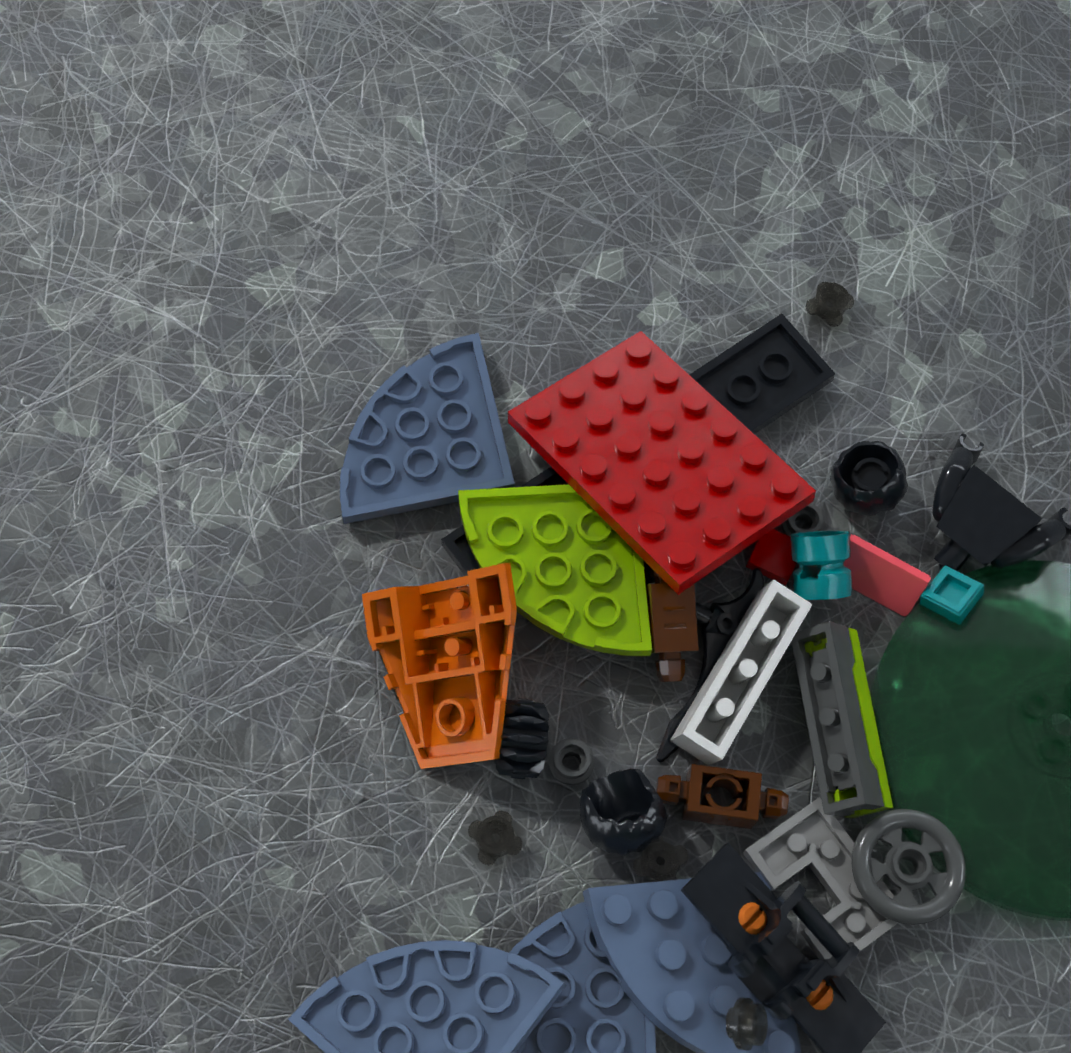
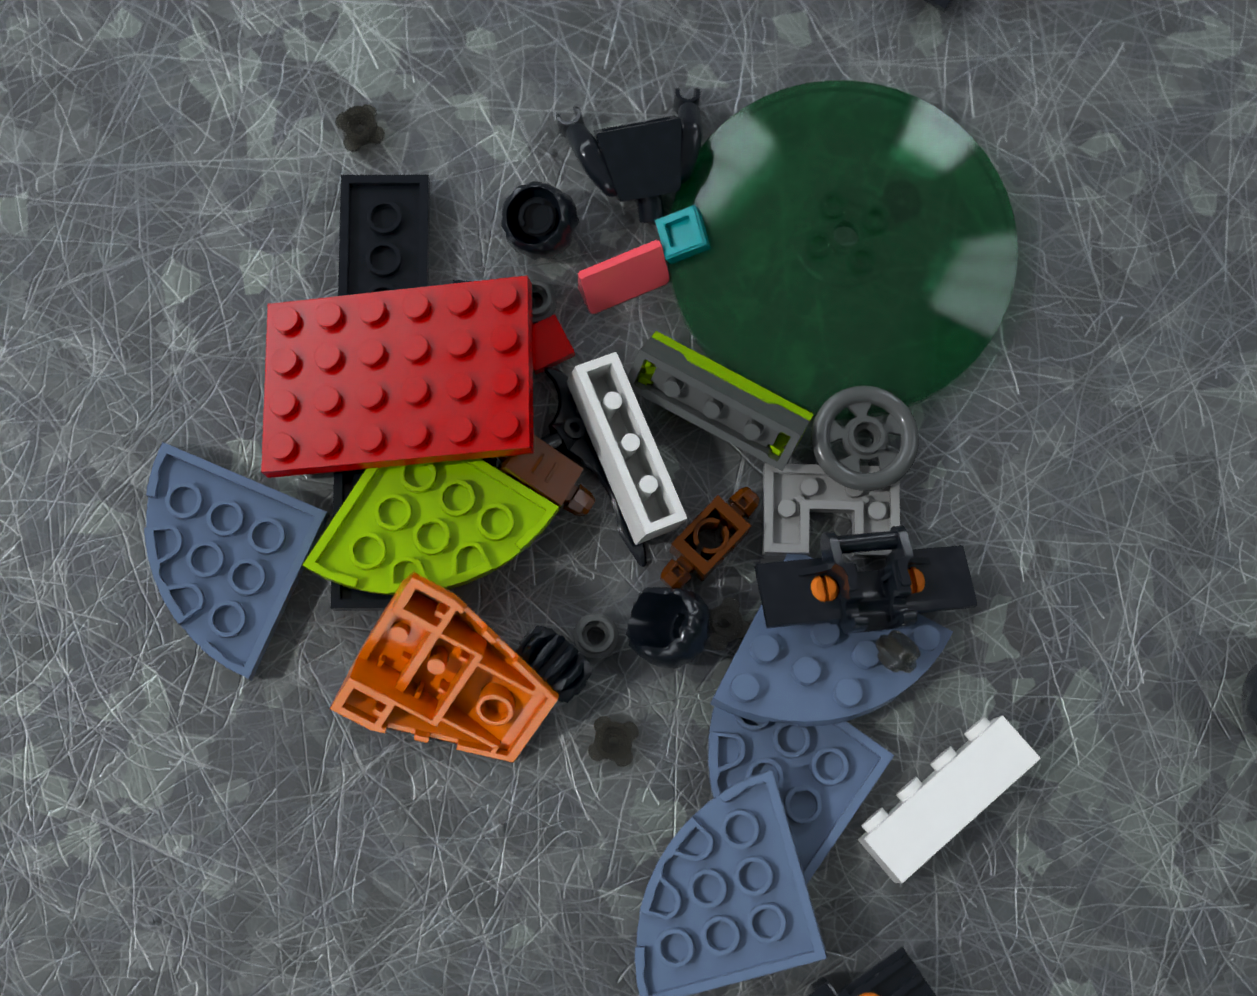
camera: 55 degrees left, 10 degrees up
(821, 564) = (589, 320): teal wheel -> none

